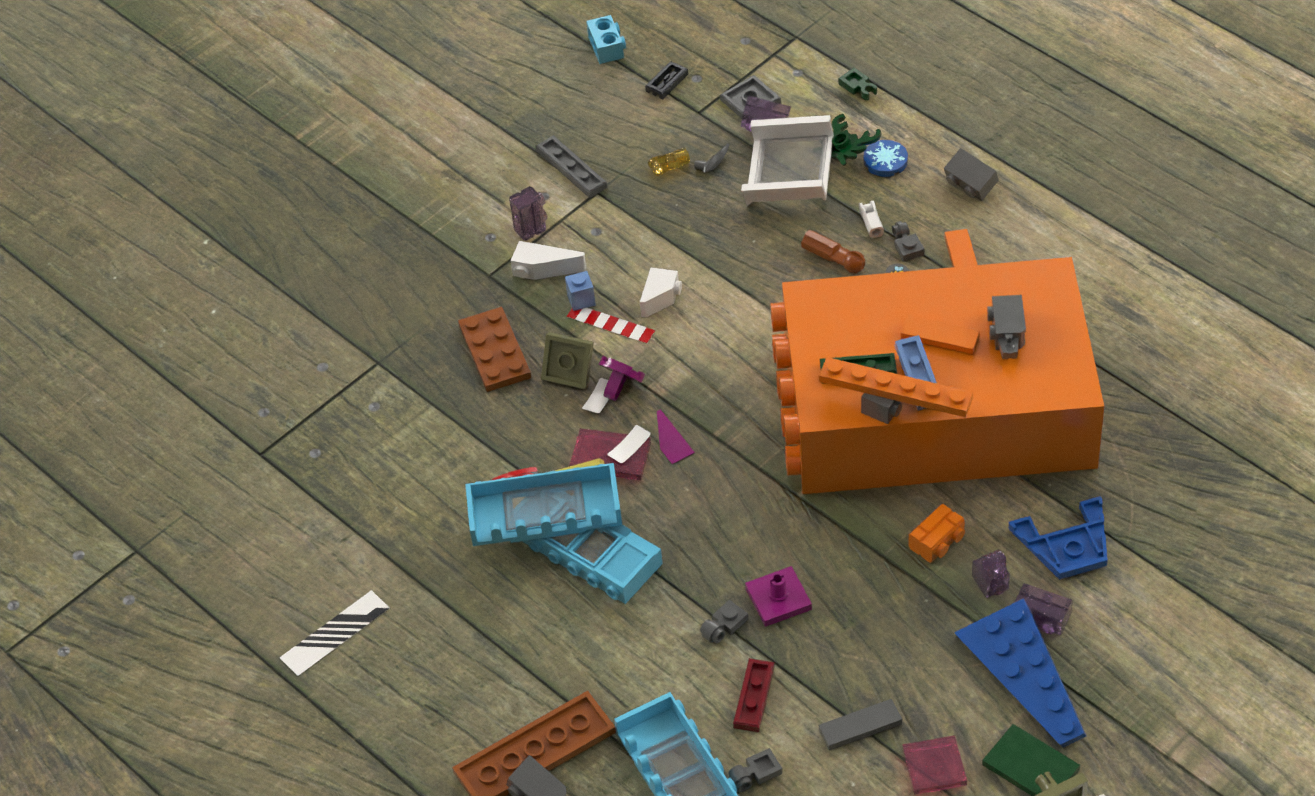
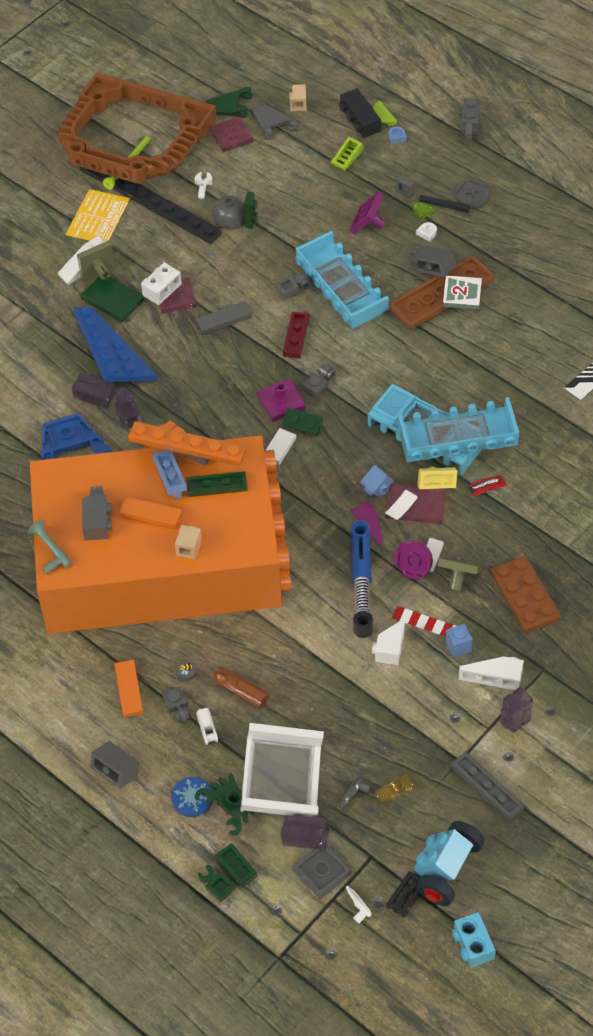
camera: 175 degrees right, 5 degrees up
(504, 733) = (462, 292): none -> tile
(621, 89) = (443, 859): none -> brick
(656, 468) = (376, 482): none -> medium blue brick
(686, 363) = (361, 578): none -> piece
(714, 72) = (358, 902): none -> white bar
(747, 558) = (302, 421): none -> dark green plate
(782, 531) = (281, 444): none -> white tile
(838, 98) = (236, 865): none -> dark green plate
(890, 293) = (188, 541): none -> tan brick
(955, 762) = (161, 283): none -> white brick
(1079, 310) = (38, 529): none -> sand green piece

